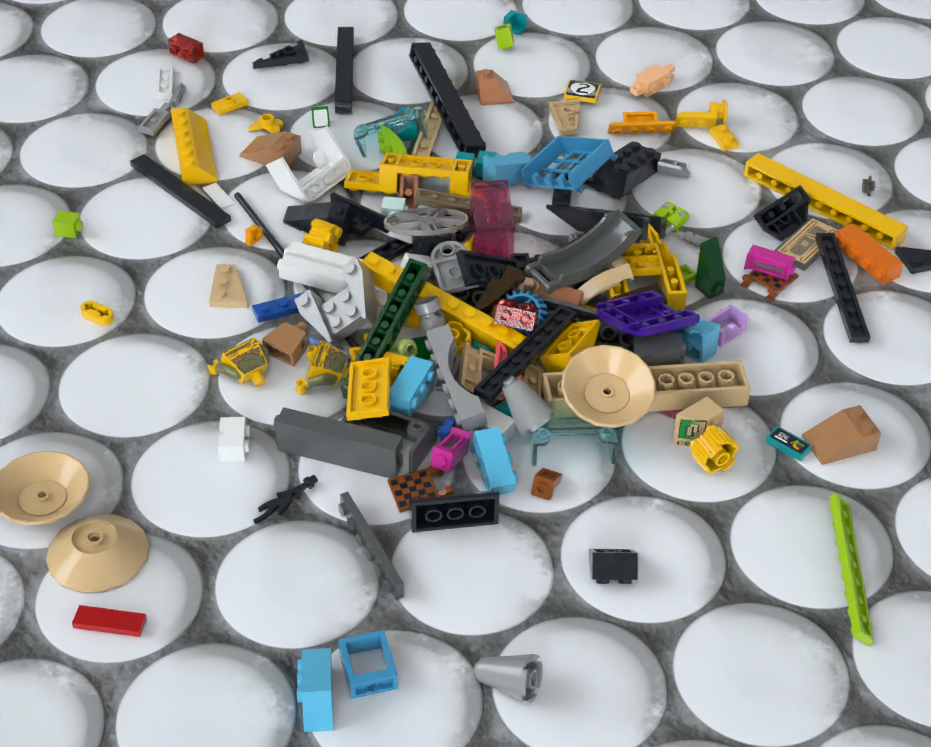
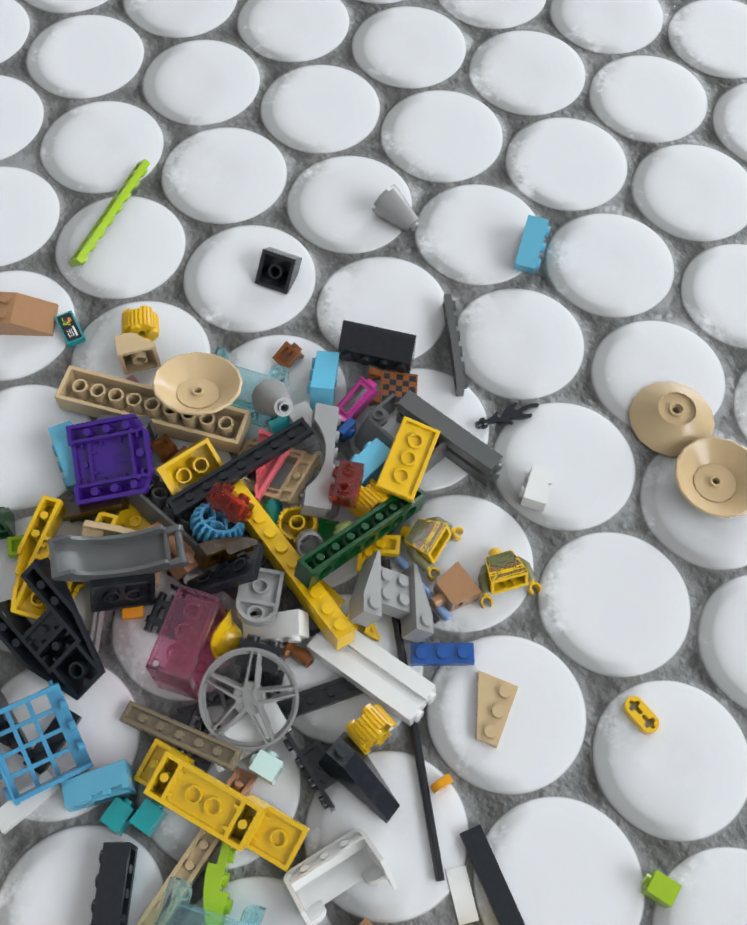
camera: 160 degrees left, 20 degrees up
(109, 620) = (669, 352): red tile -> none
(361, 684) = (490, 240): dark azure window -> none
(417, 349) = (347, 483): none -> clear red brick
(737, 320) = (22, 475): lavender window -> none

